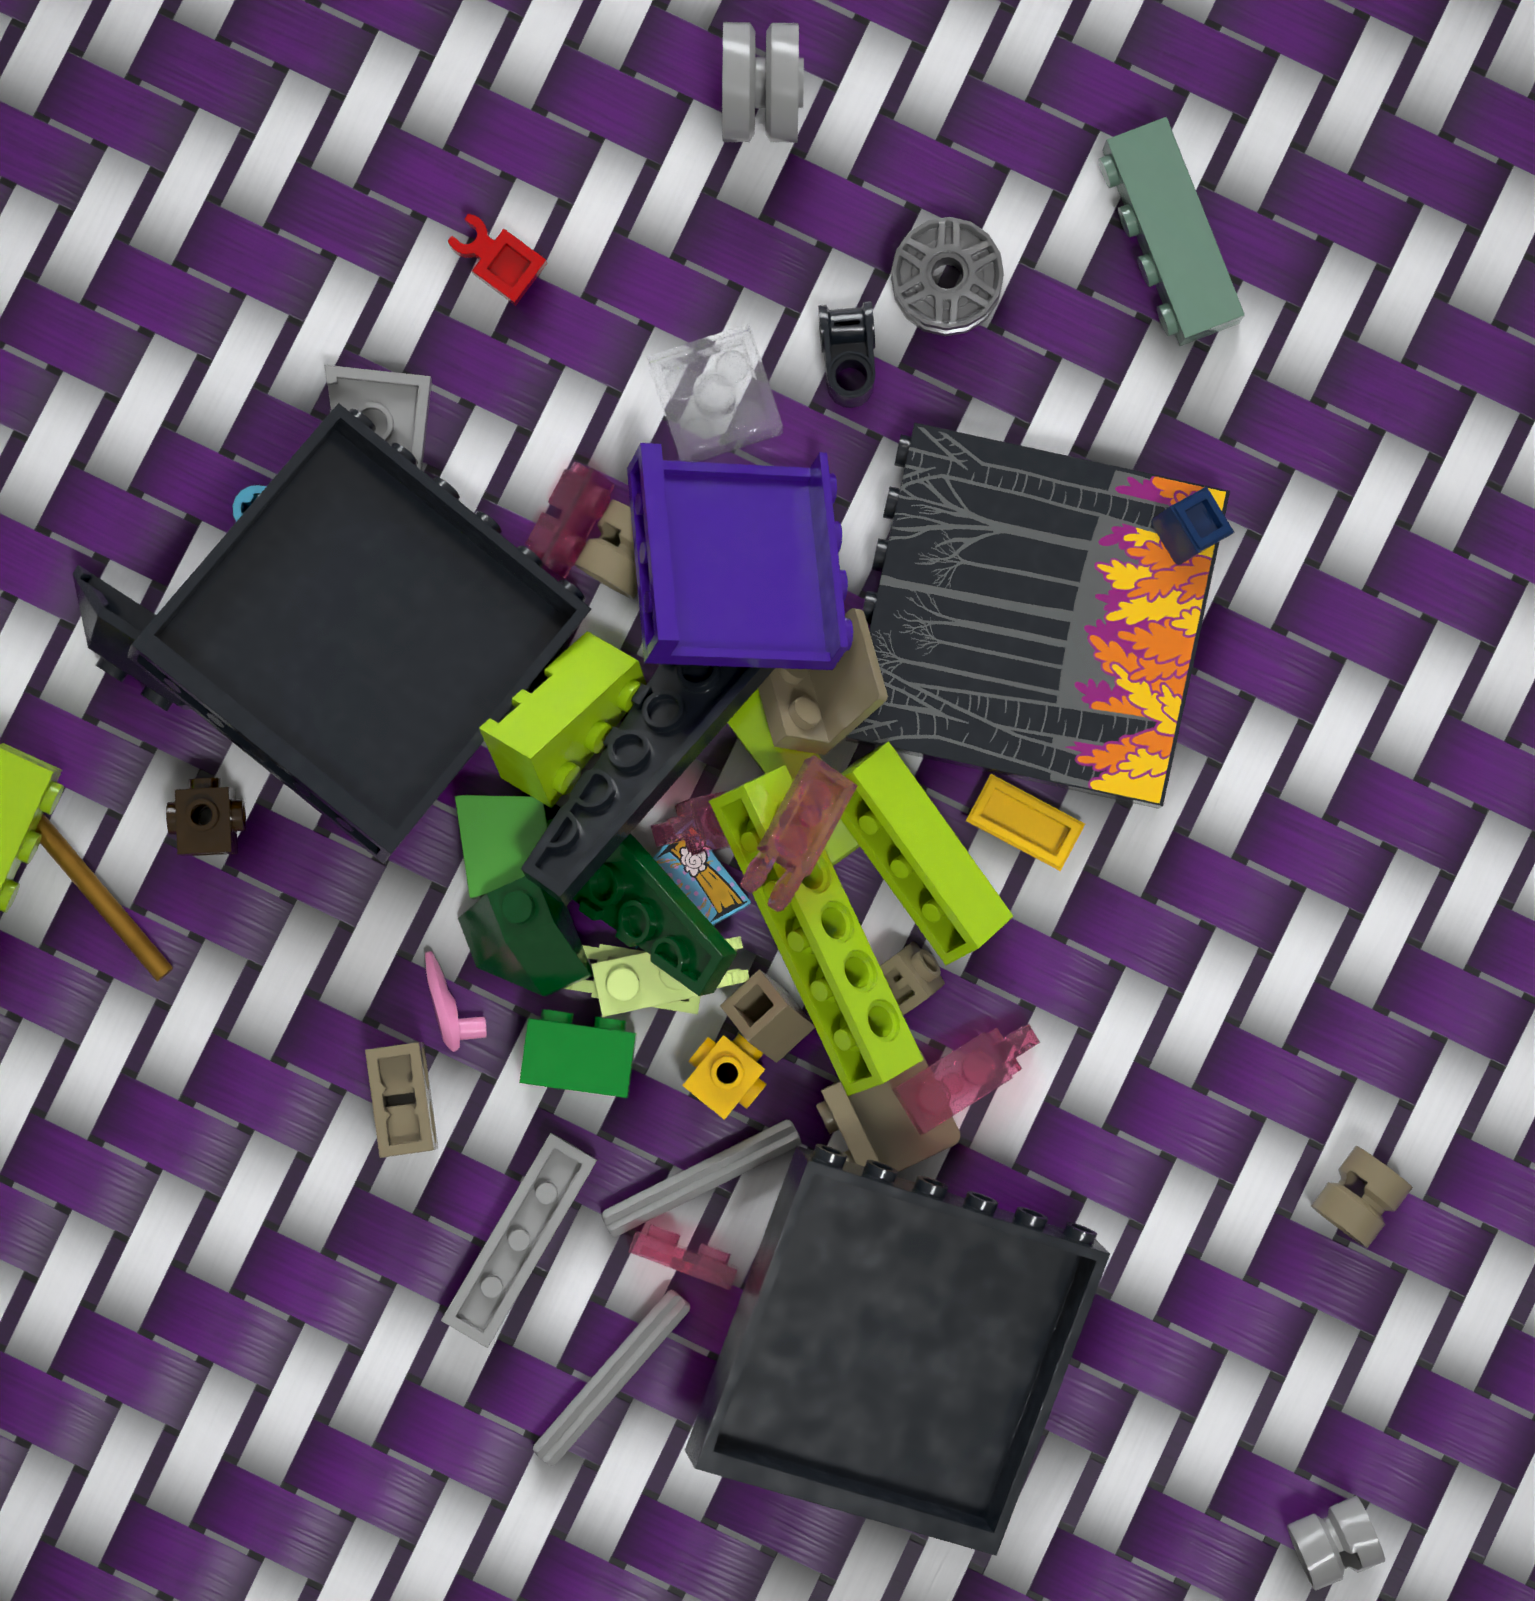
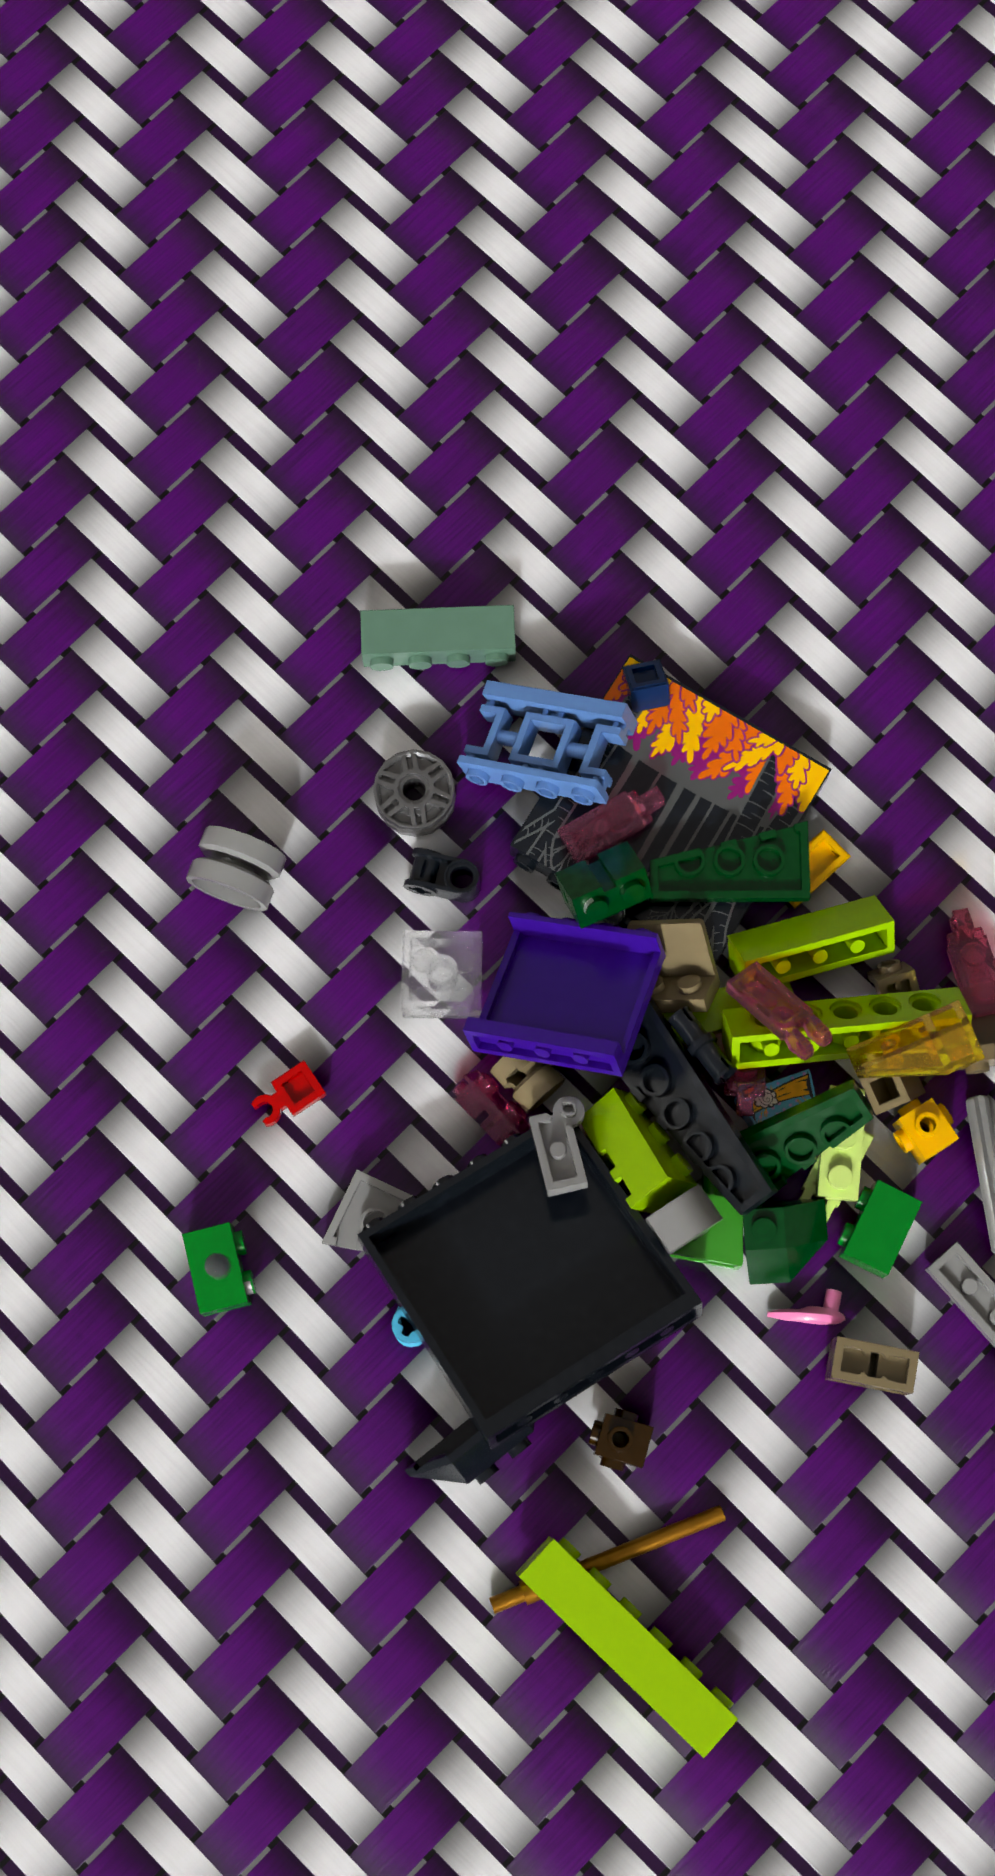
camera: 65 degrees left, 10 degrees down
(247, 249) = (218, 1269): none -> green piece
(489, 800) = (684, 1219): none -> light grey brick
(533, 615) = (558, 1146): none -> light grey hinge
(726, 753) = (702, 1045): none -> black pin
(817, 1032) = (922, 1047): none -> clear yellow slope
(893, 560) = (604, 886): none -> dark green piece
(982, 540) = (609, 823): none -> clear pink hinge
(983, 738) = (743, 870): none -> dark green wing
(1106, 422) = (549, 713): none -> medium blue fence

